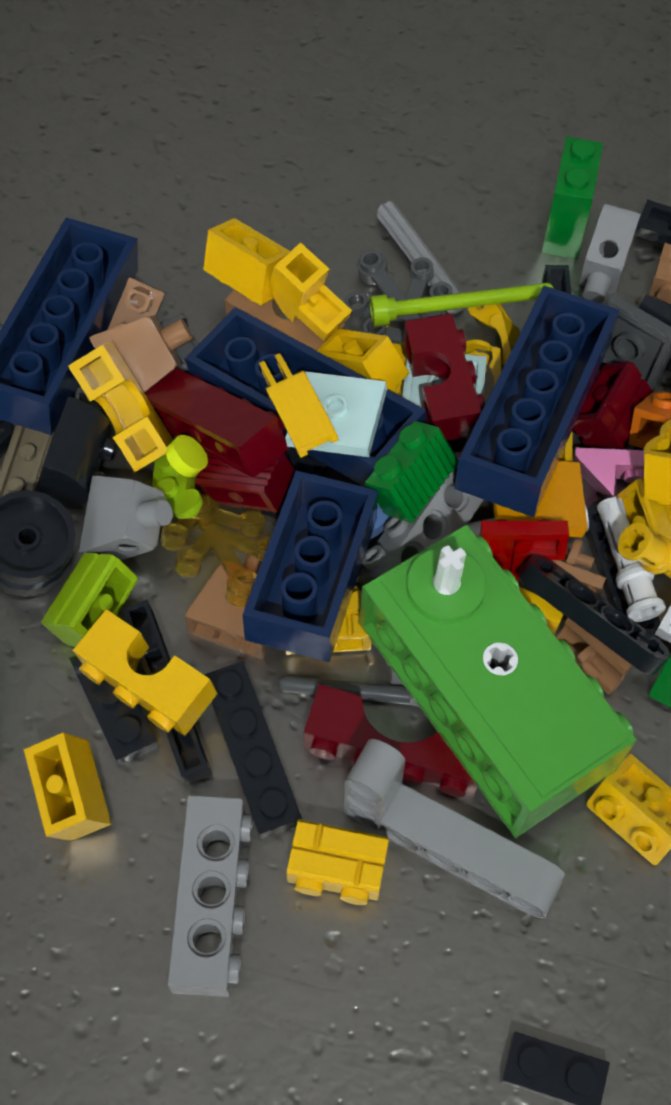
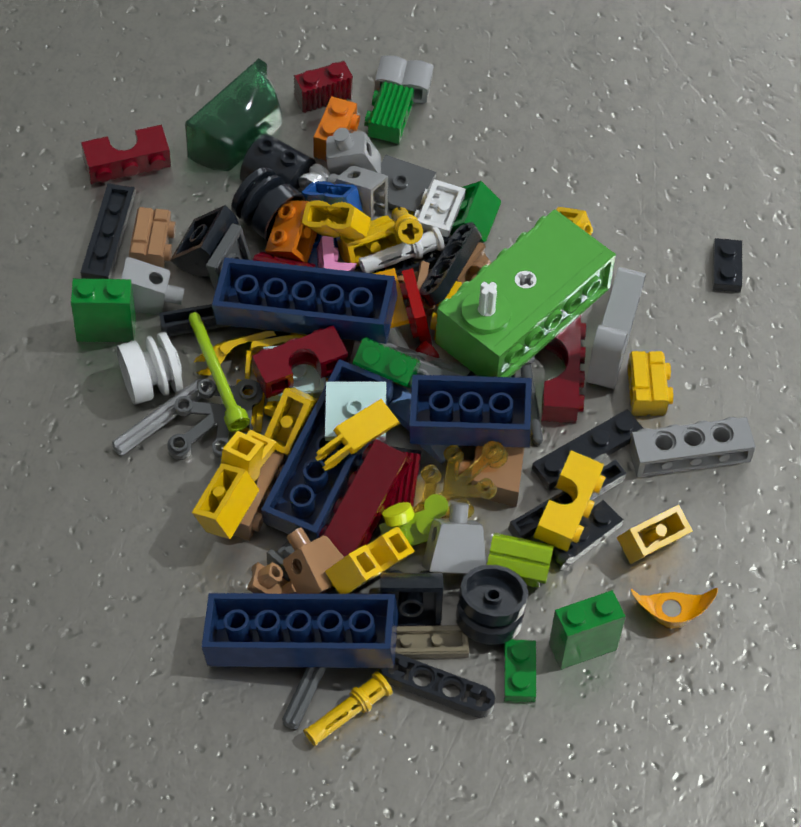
camera: 105 degrees left, 5 degrees down
(479, 235) = (150, 368): none -> white wheel

